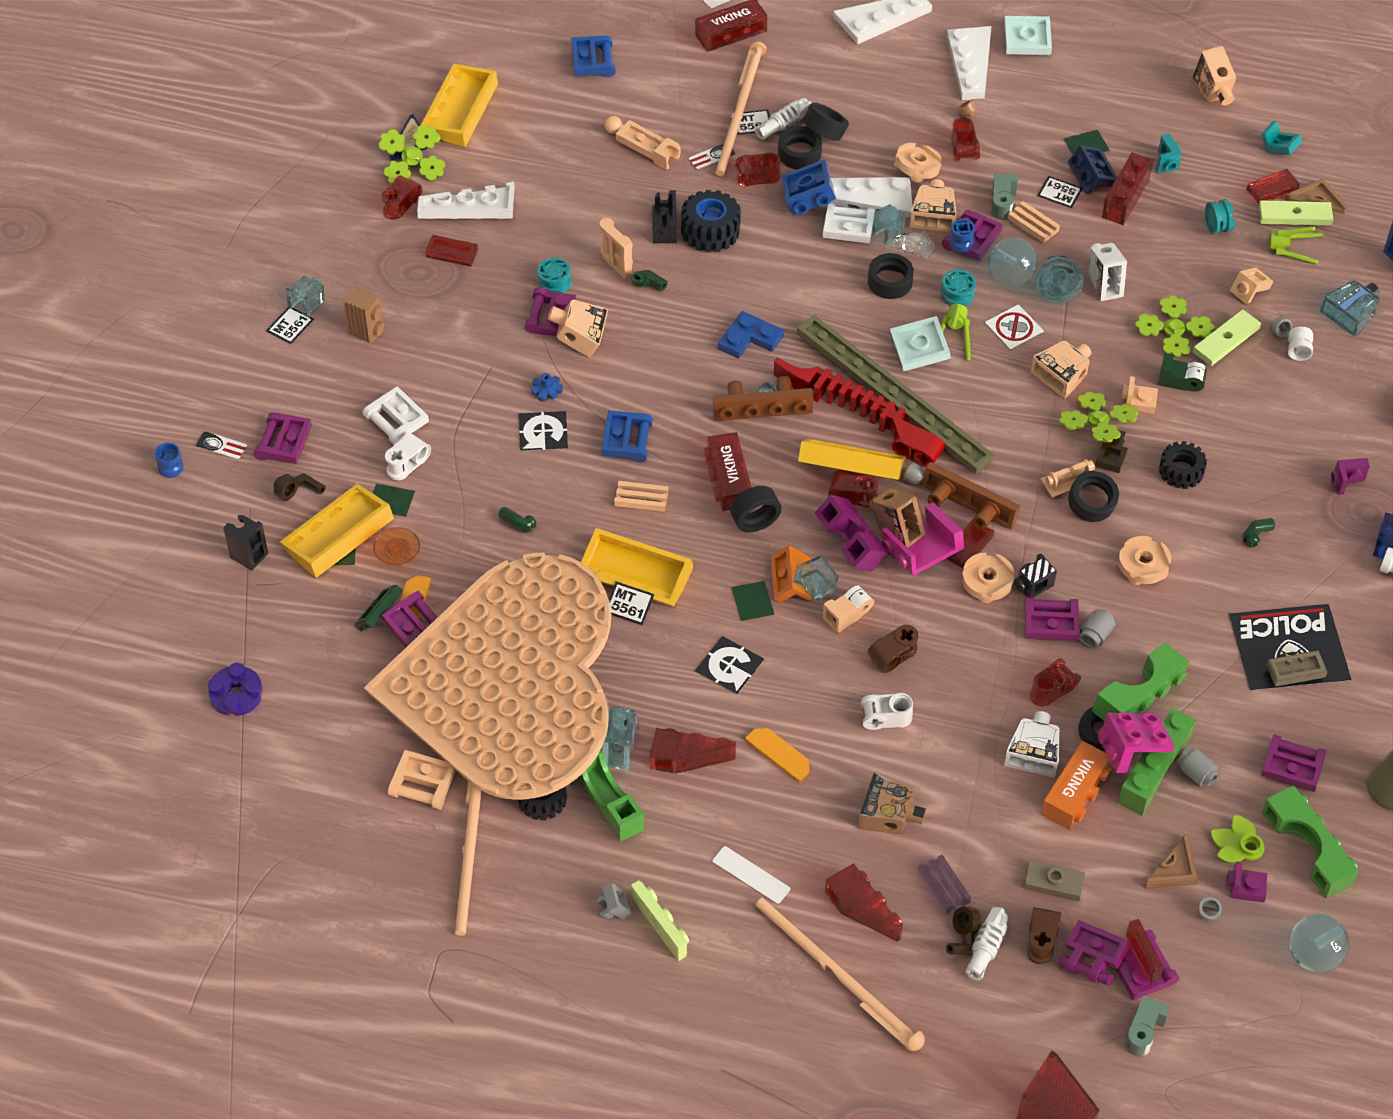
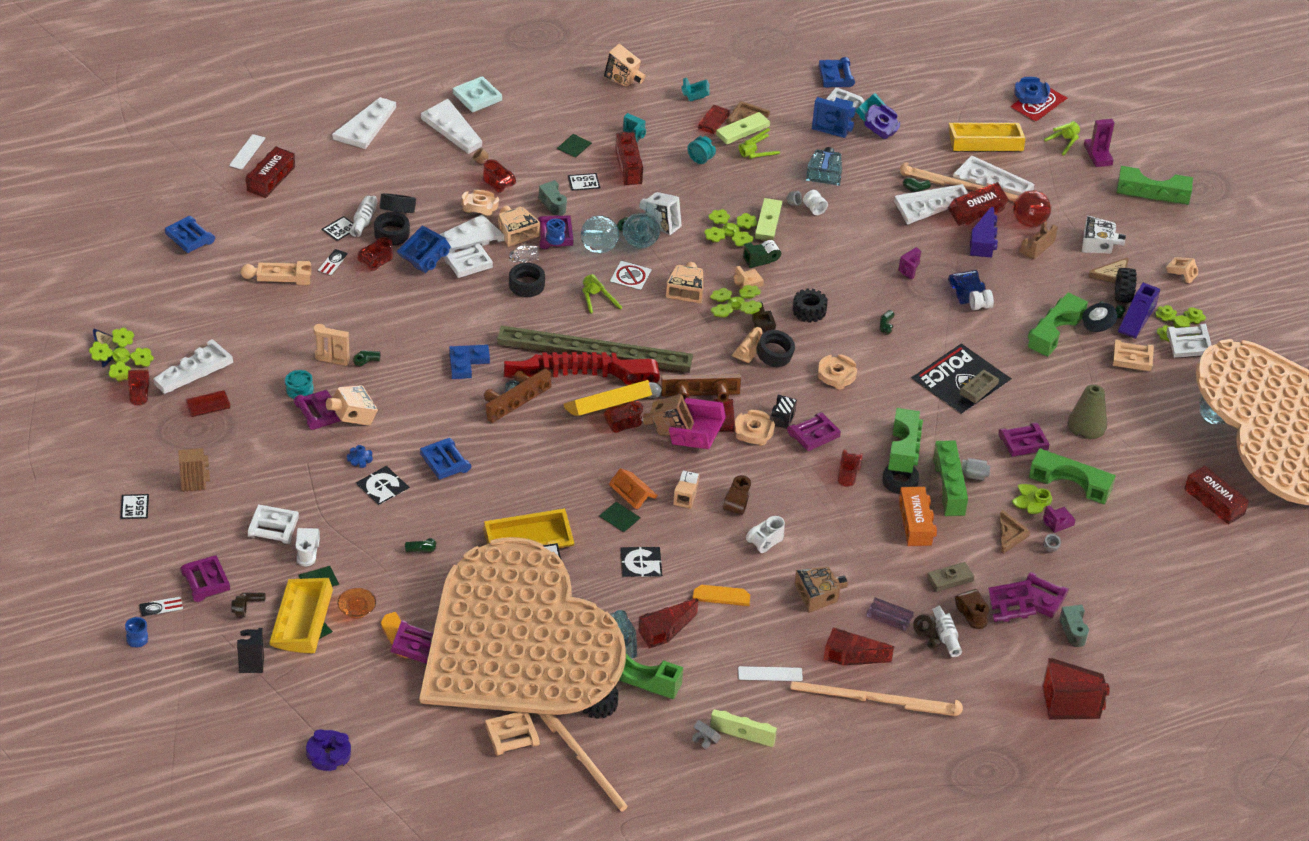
camera: 40 degrees left, 10 degrees down
(308, 291) = (132, 474): clear light blue window -> none
(378, 607) = (381, 646): dark green tile -> none
(461, 103) = (123, 304): yellow slope -> none
(642, 493) = (488, 488): light nougat tile -> none
(664, 219) = (342, 313): black hinge -> none
(710, 221) = (377, 300): black wheel -> none
(727, 468) = (535, 446): clear red brick -> none
(756, 51) = (303, 182): light nougat bar -> none
(761, 517) = (577, 457): black tyre -> none
(817, 578) = (654, 479): clear light blue window -> none
(861, 544) = (650, 442): magenta arch -> none
(891, 221) = (498, 244): clear light blue window -> none
(920, 343) = (585, 311): light aqua plate -> none
(958, 288) = (577, 267): teal wheel -> none
(1035, 220) = (585, 206): light nougat tile -> none
(1035, 746) = (873, 507): white torso -> none
(1091, 168) = (594, 158): dark blue bracket -> none
(1097, 628) = (847, 422): light grey brick -> none
(1132, 732) = (929, 468): dark pink bracket -> none
(1144, 951) = (1043, 581): clear red tile -> none
(1248, 283) = (753, 183): light nougat bracket -> none
(1318, 943) = (1129, 525): clear light blue piece -> none

